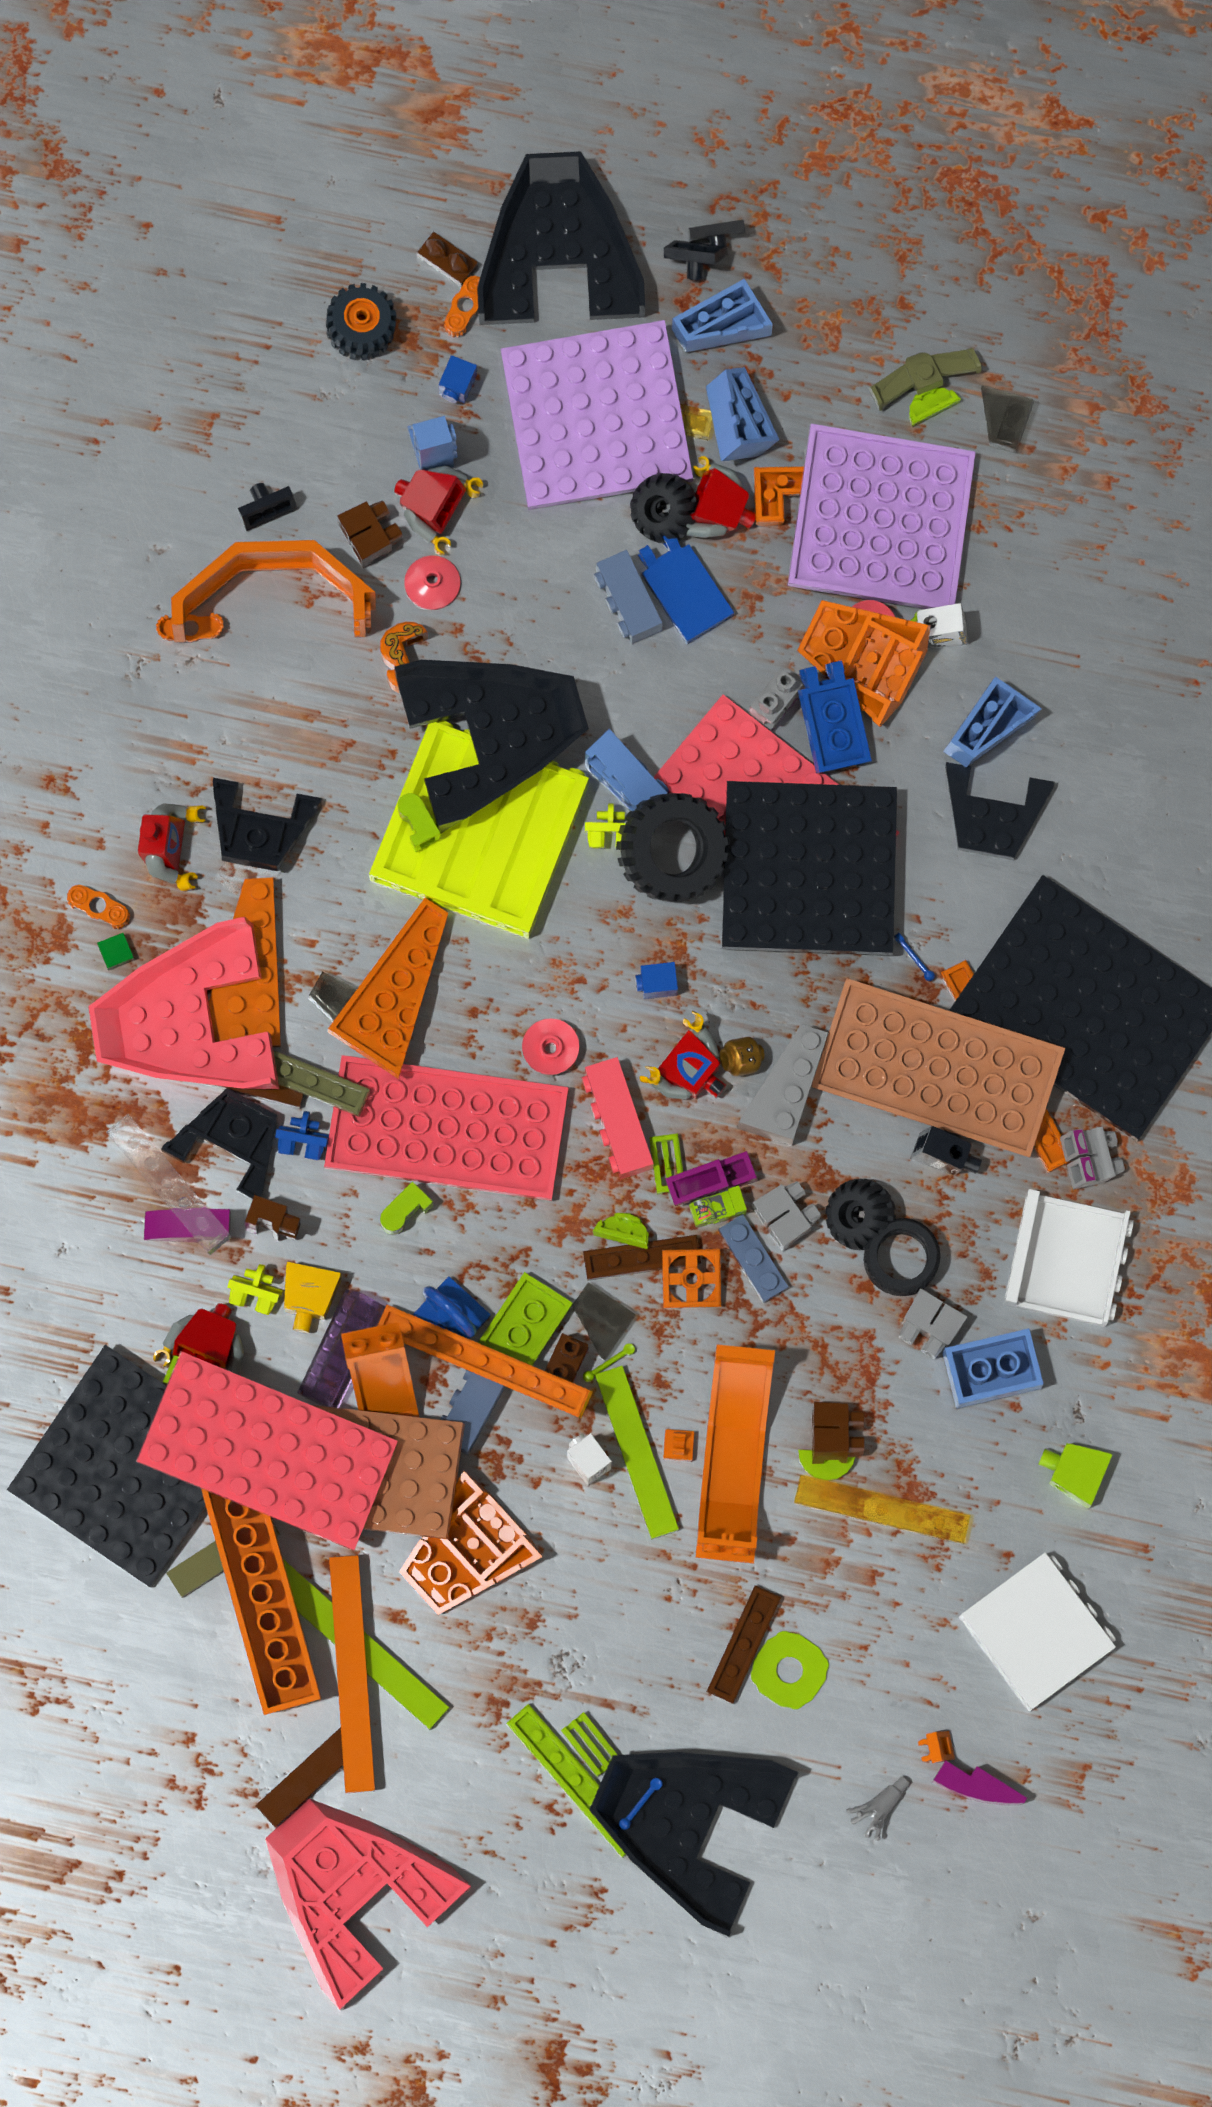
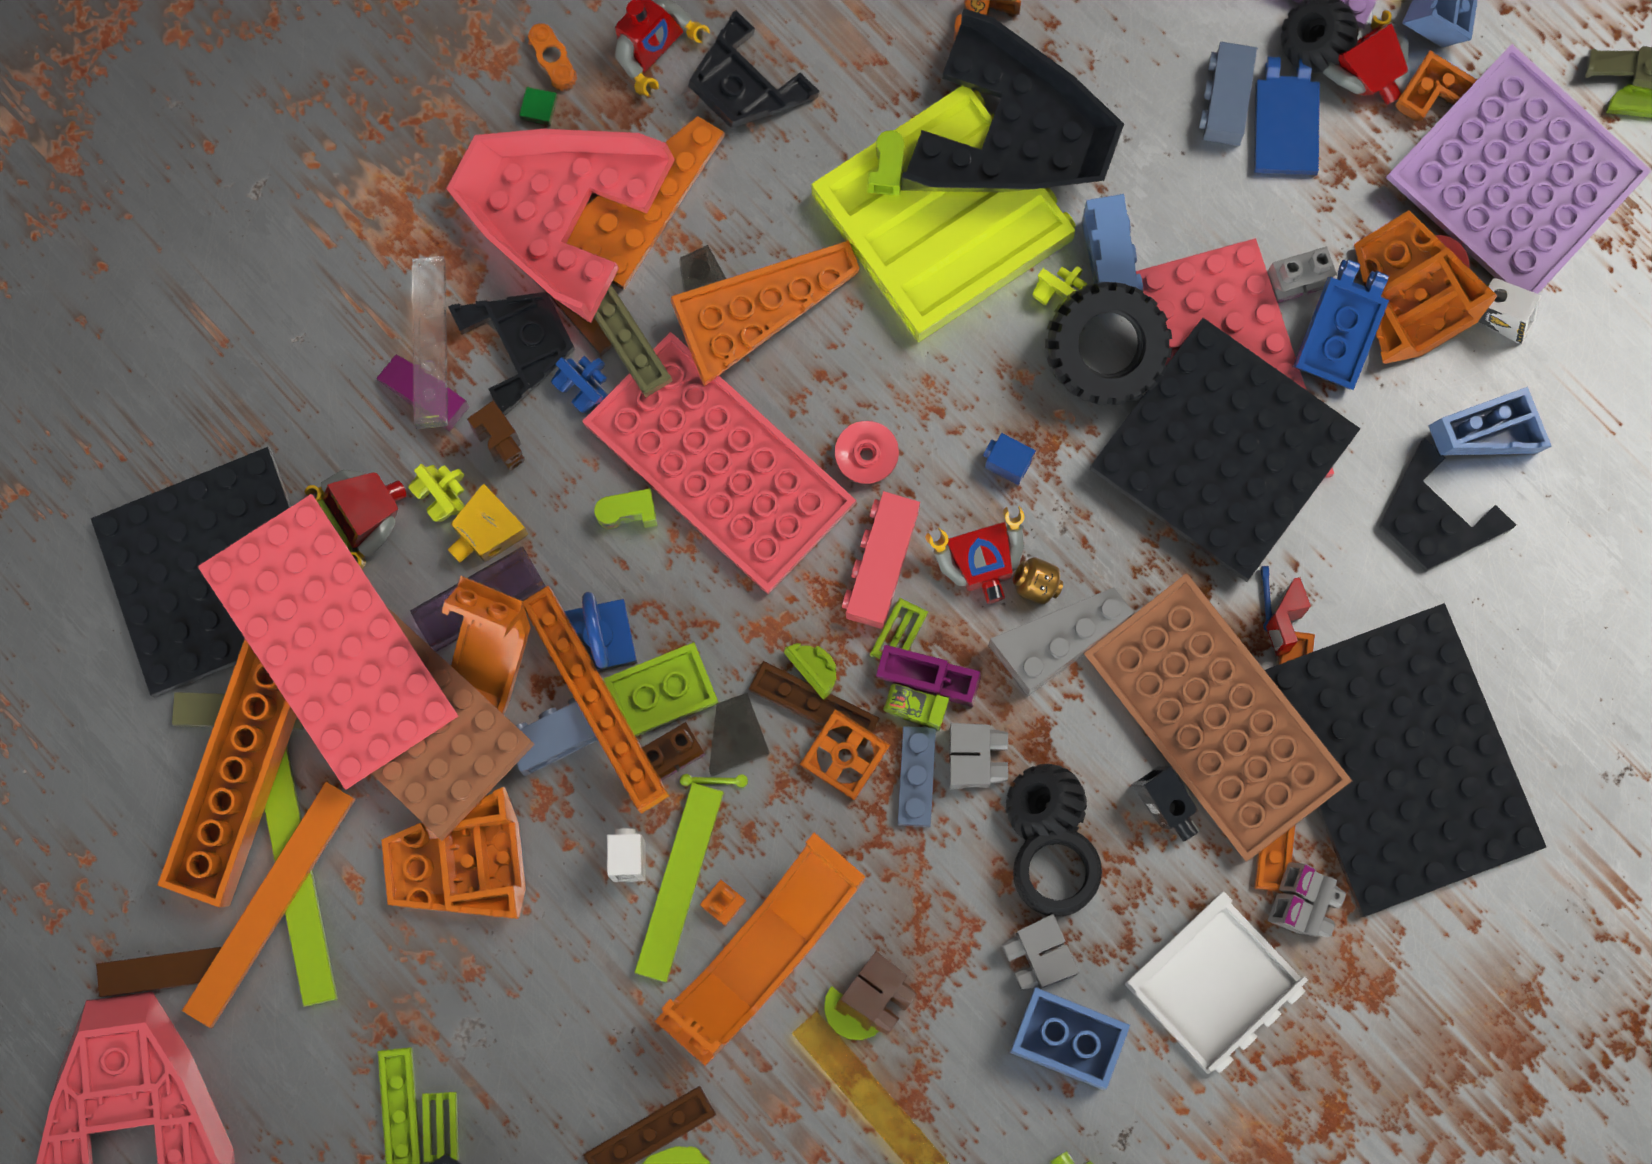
camera: 40 degrees right, 0 degrees up
(935, 951) = (1291, 607): none -> red slope

